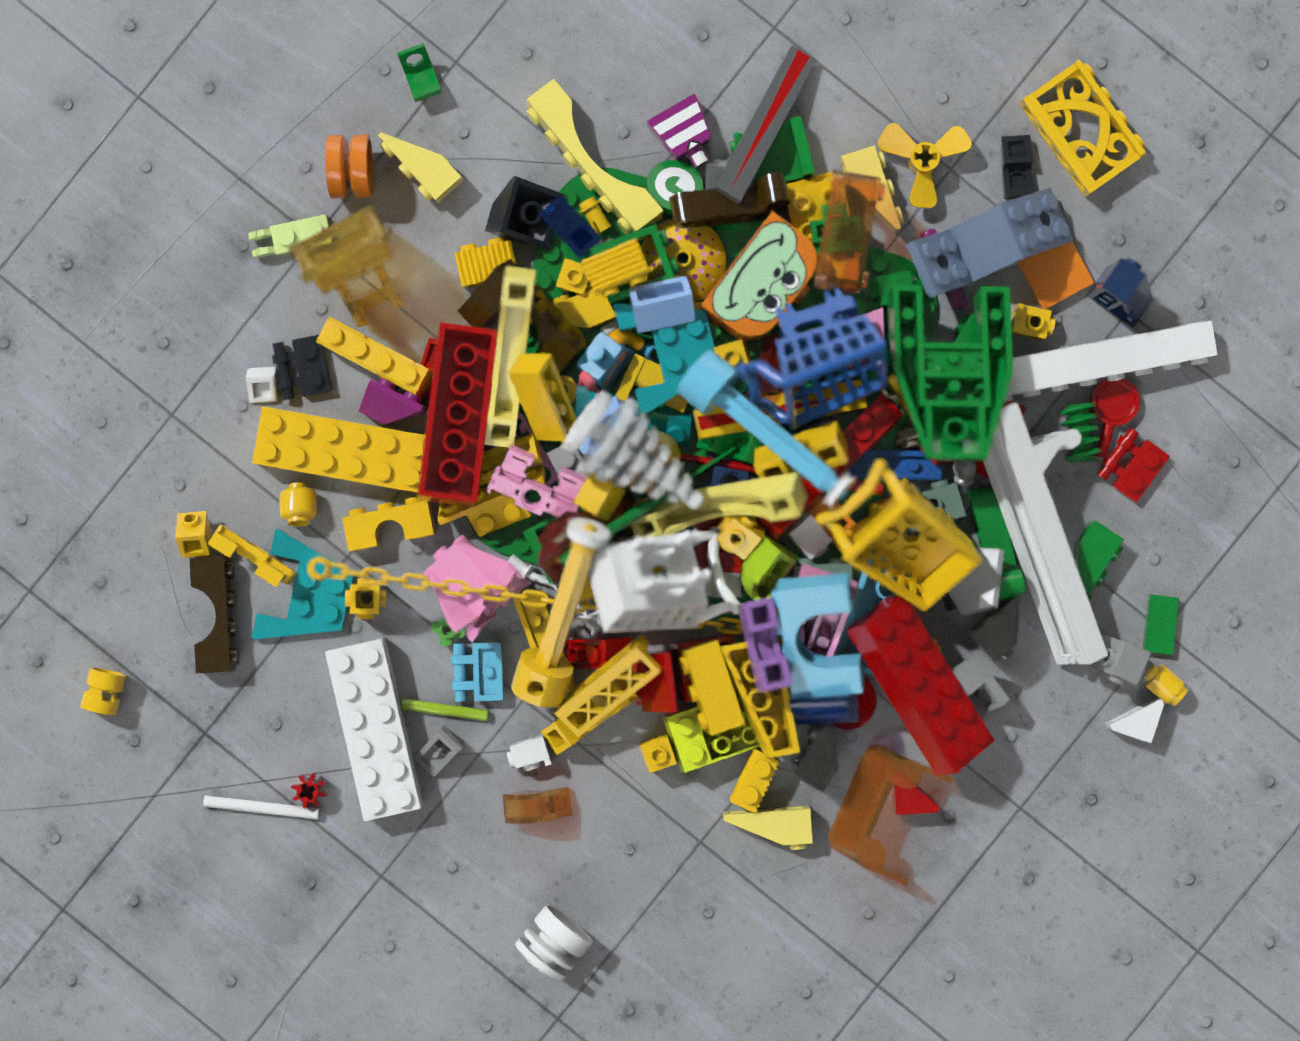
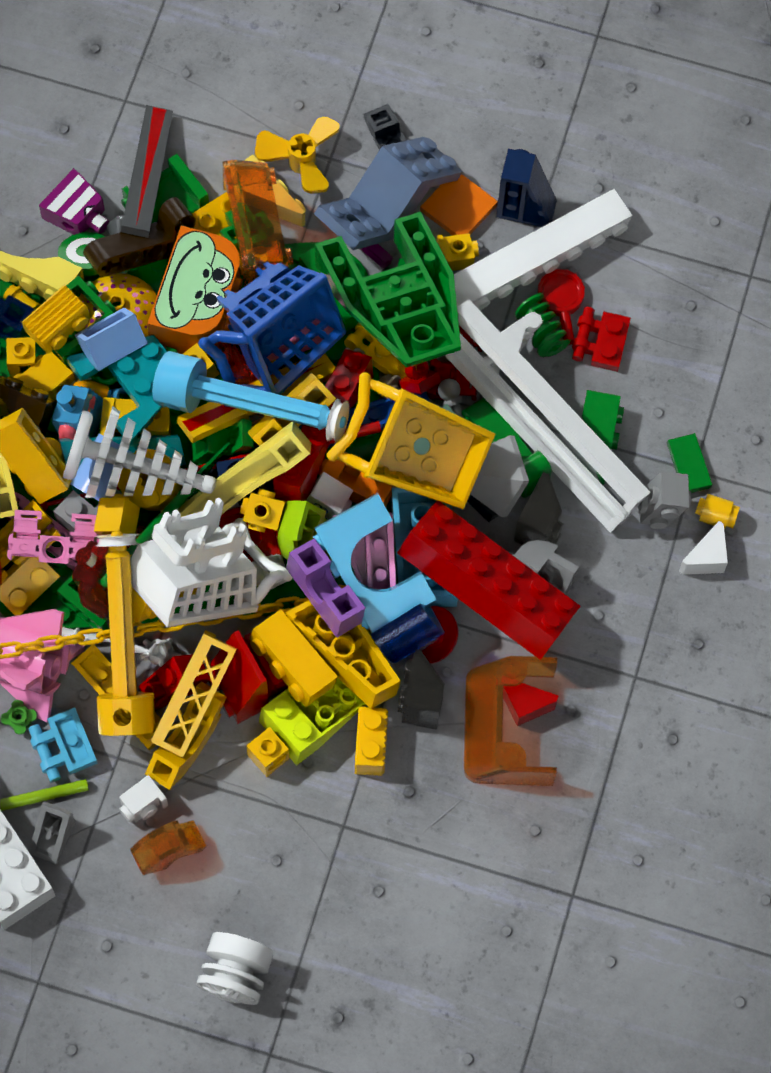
camera: 25 degrees left, 20 degrees down
(782, 825) = (411, 775): light yellow slope -> none
(1043, 120) = (431, 57): yellow fence -> none

